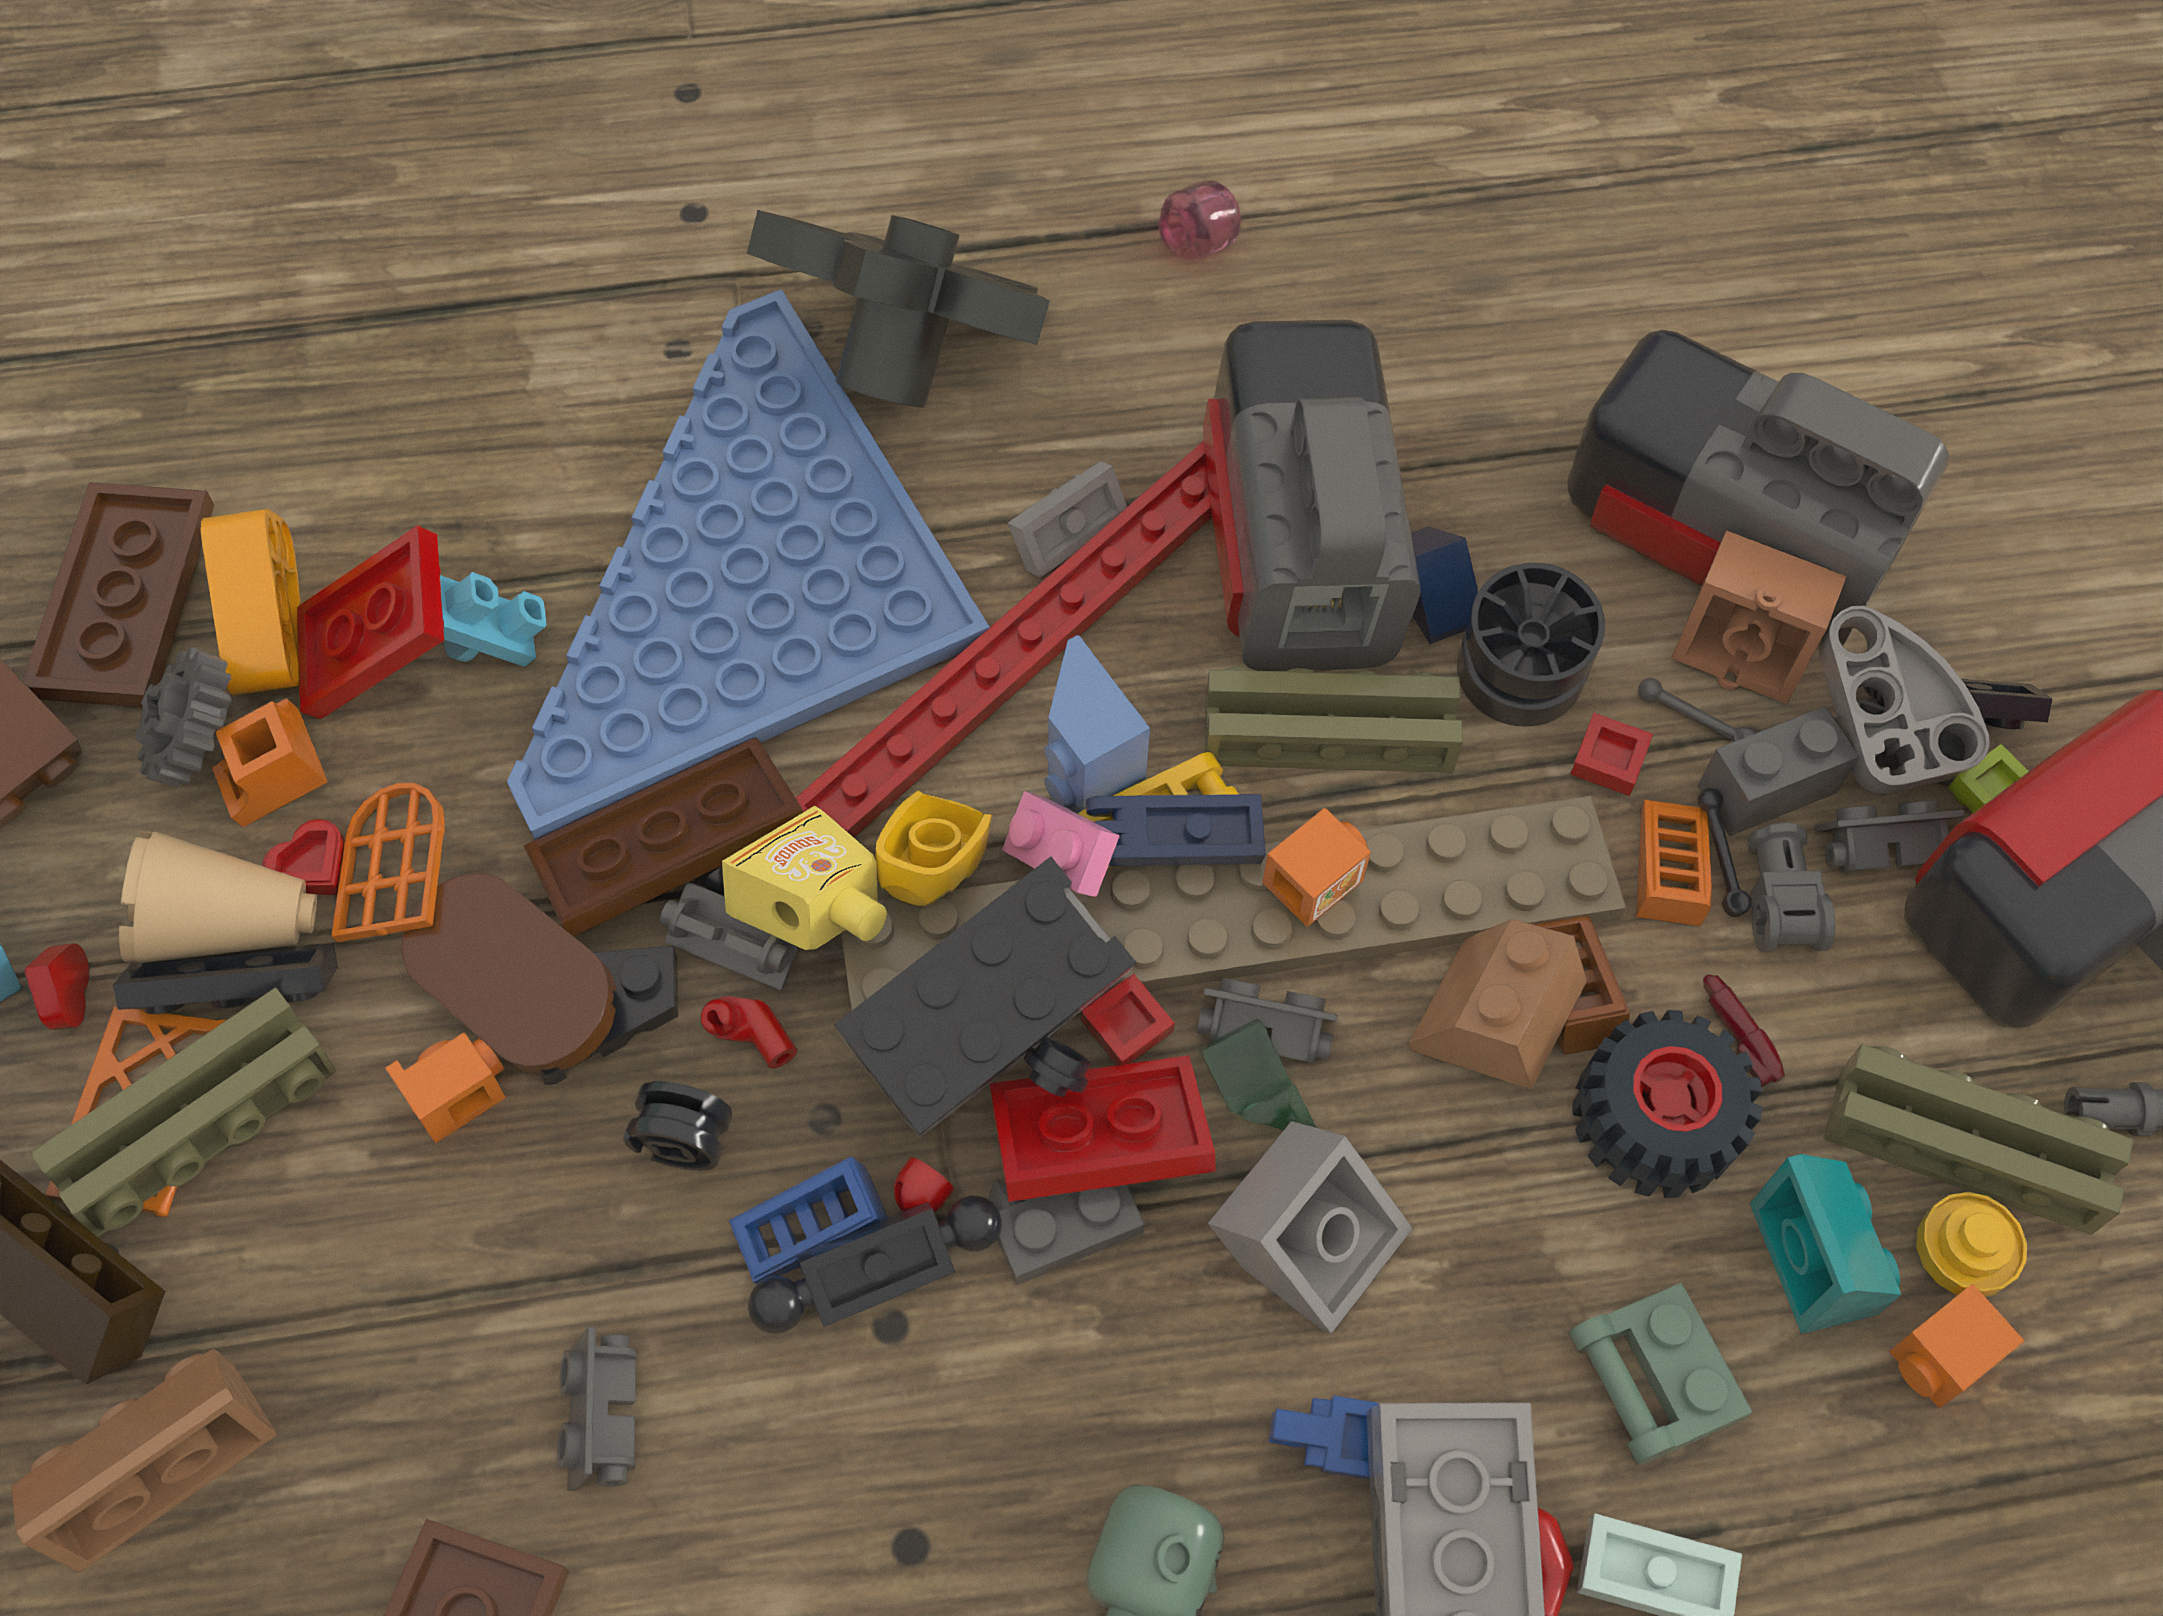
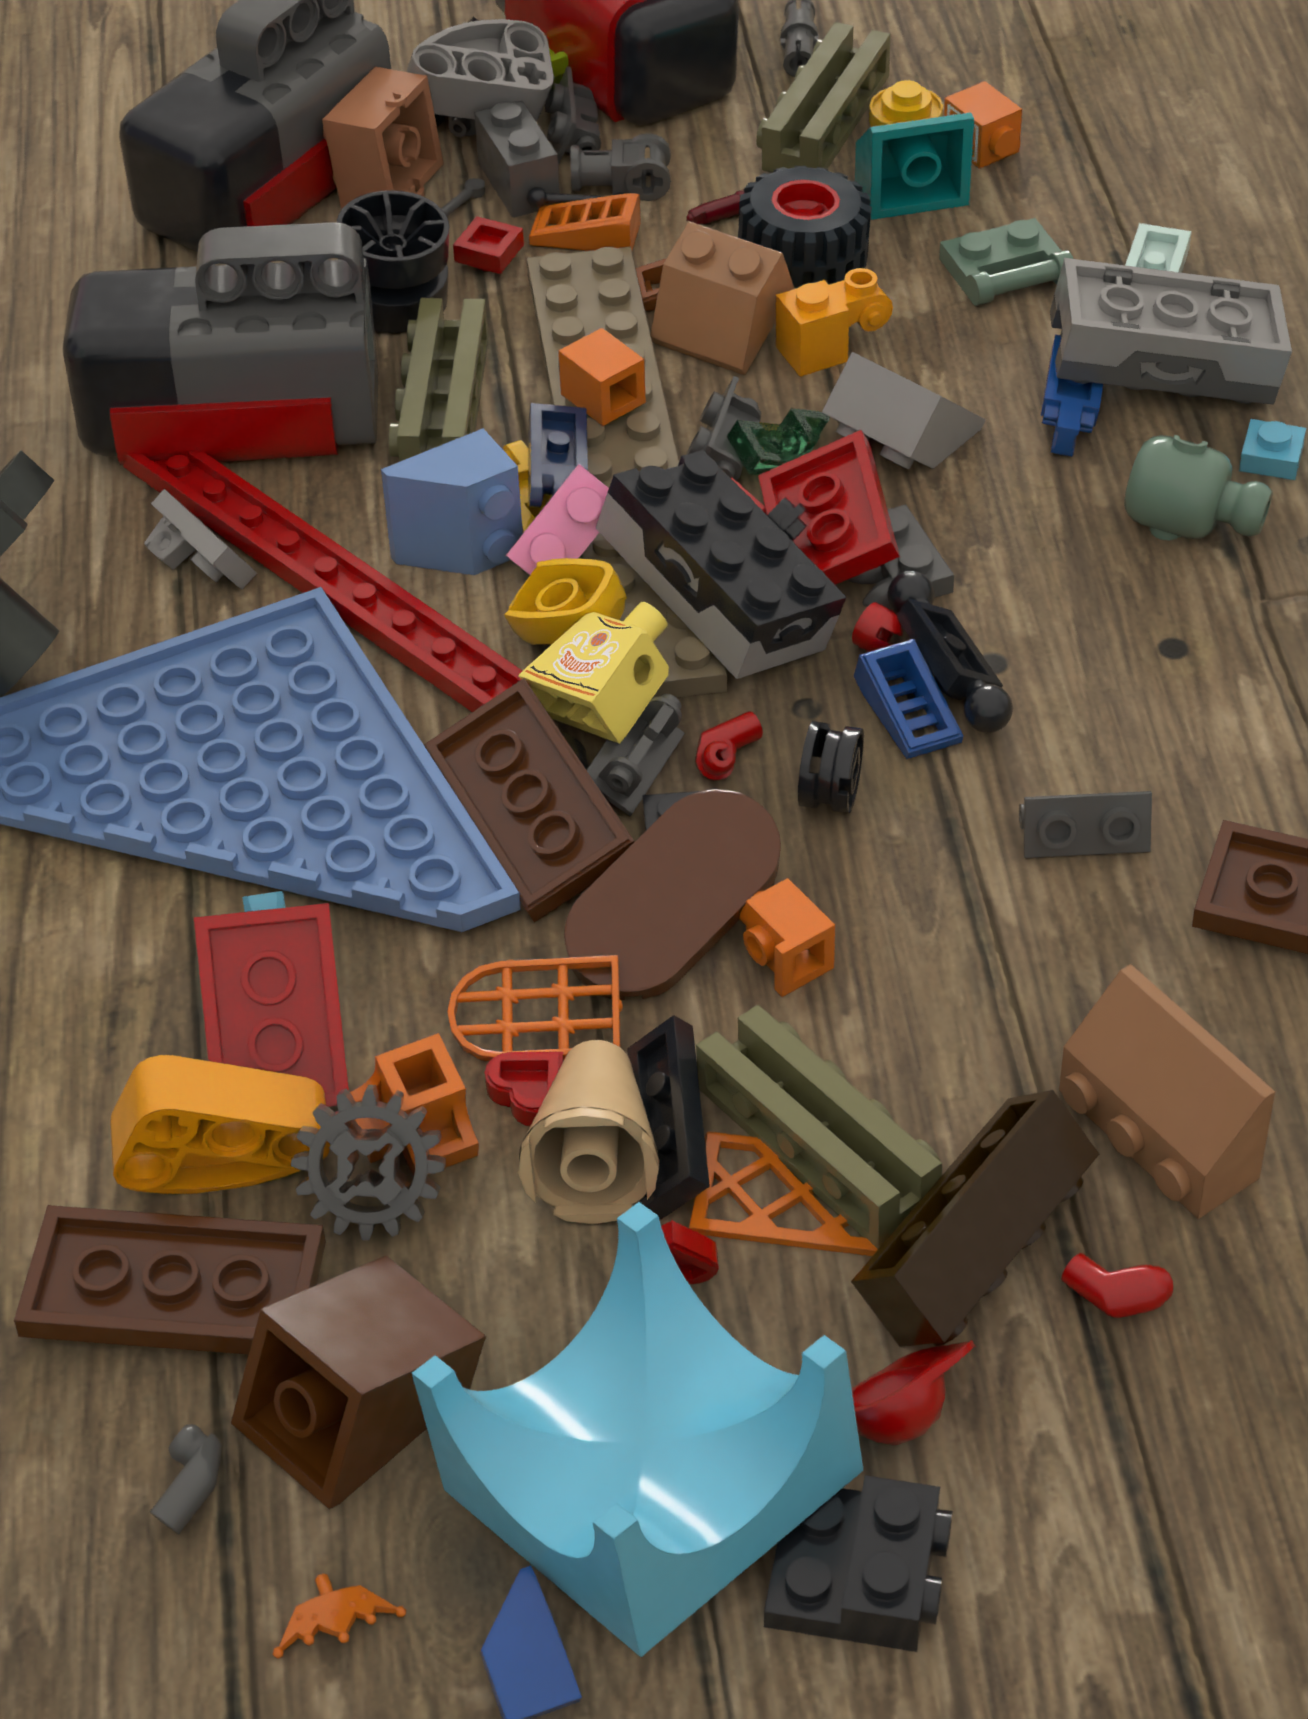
camera: 85 degrees left, 15 degrees down
(1474, 1120) = (817, 319): none -> light orange brick

